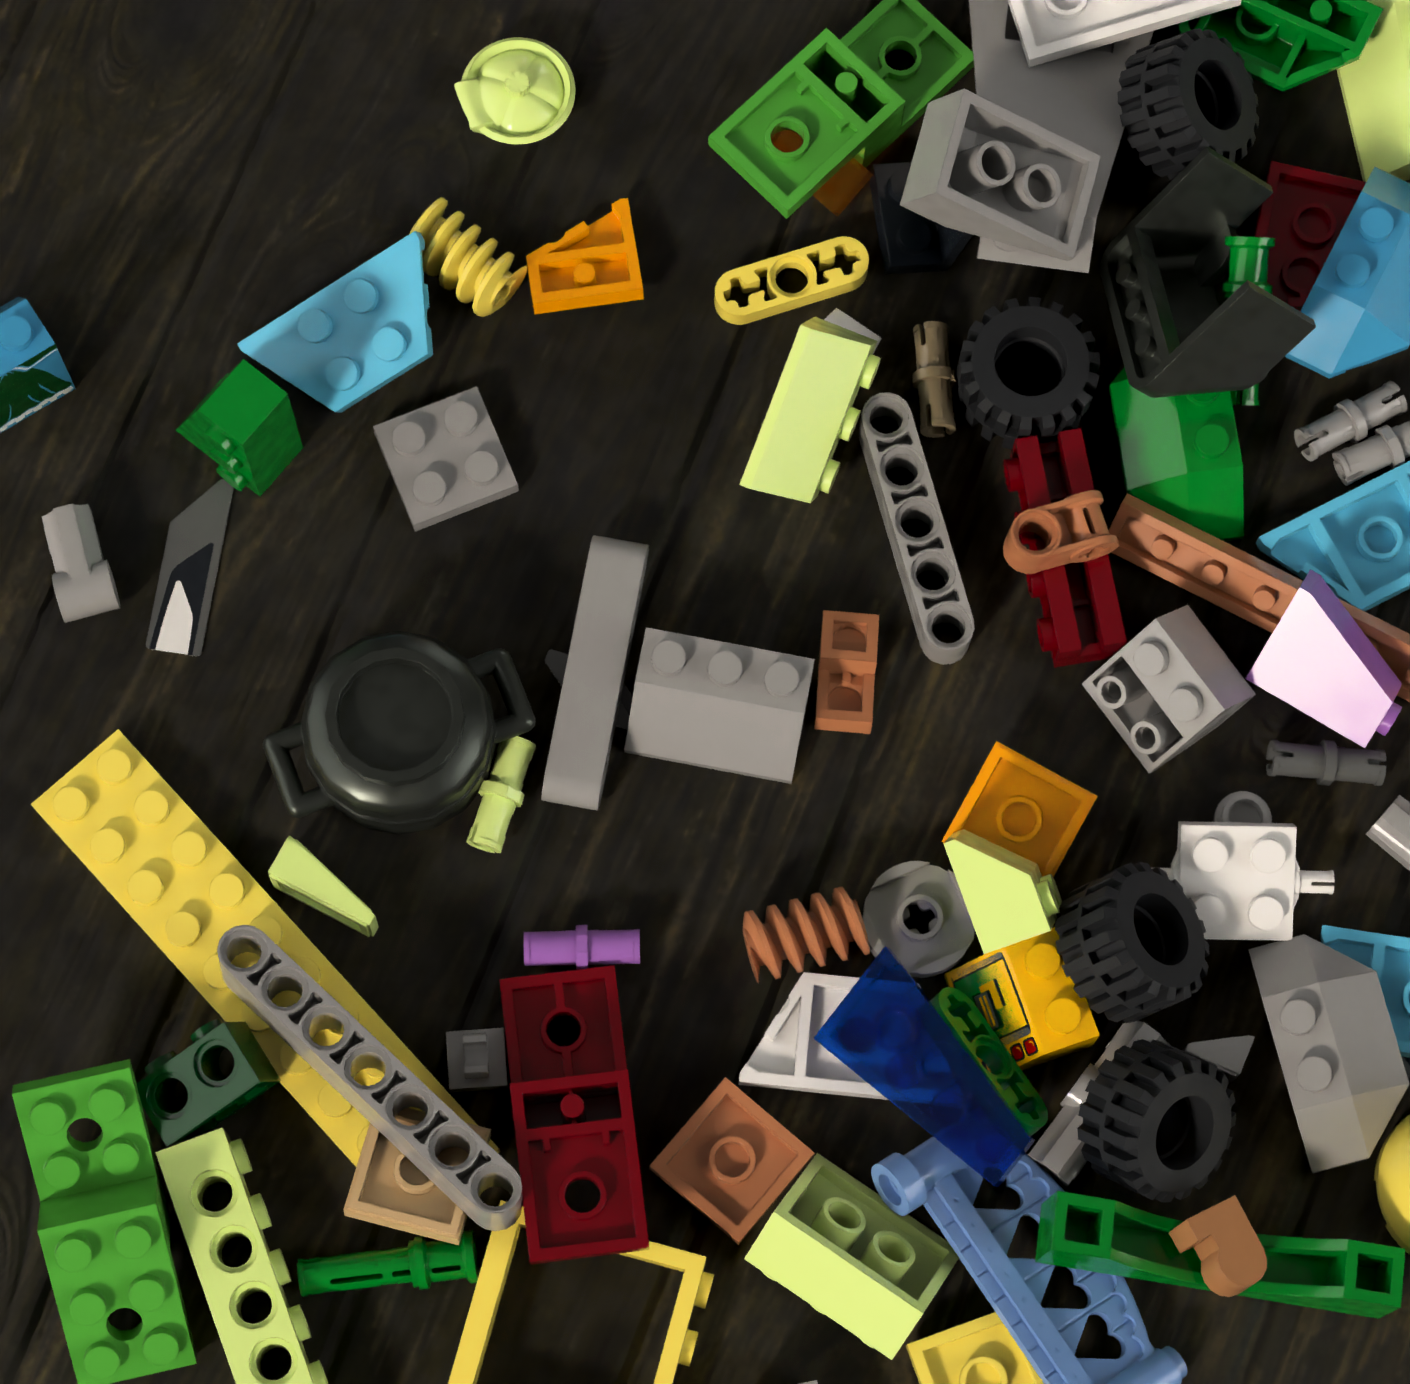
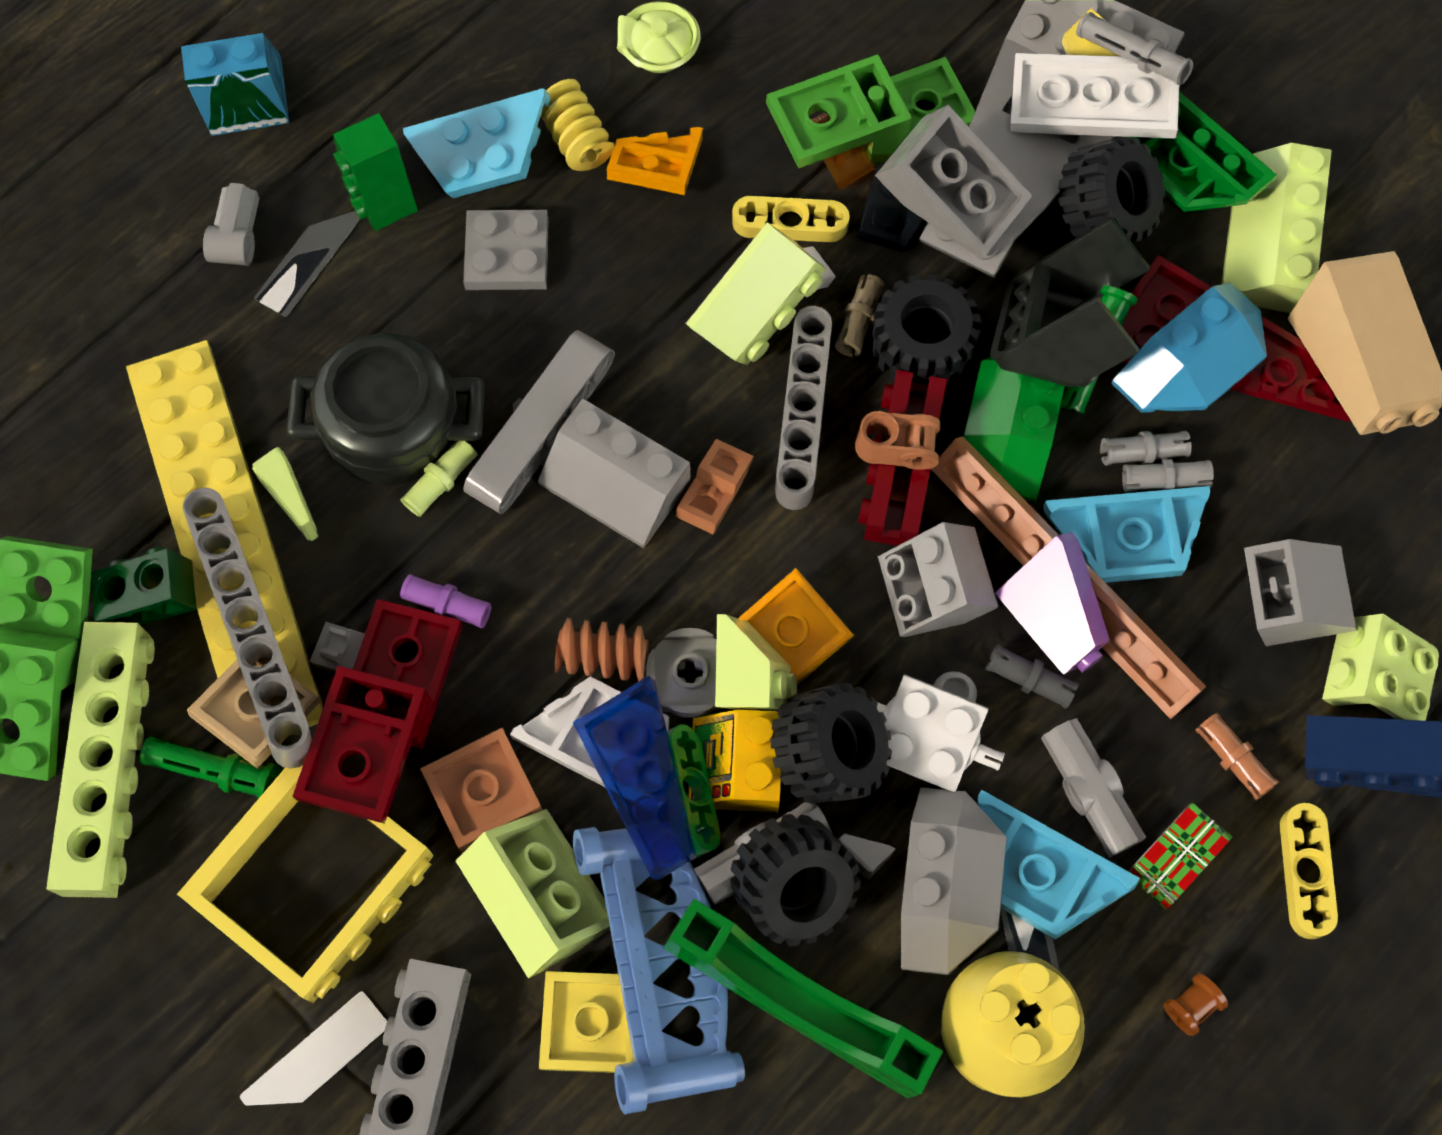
camera: 25 degrees right, 5 degrees down
(1226, 1246) = (806, 992): medium nougat leg -> none

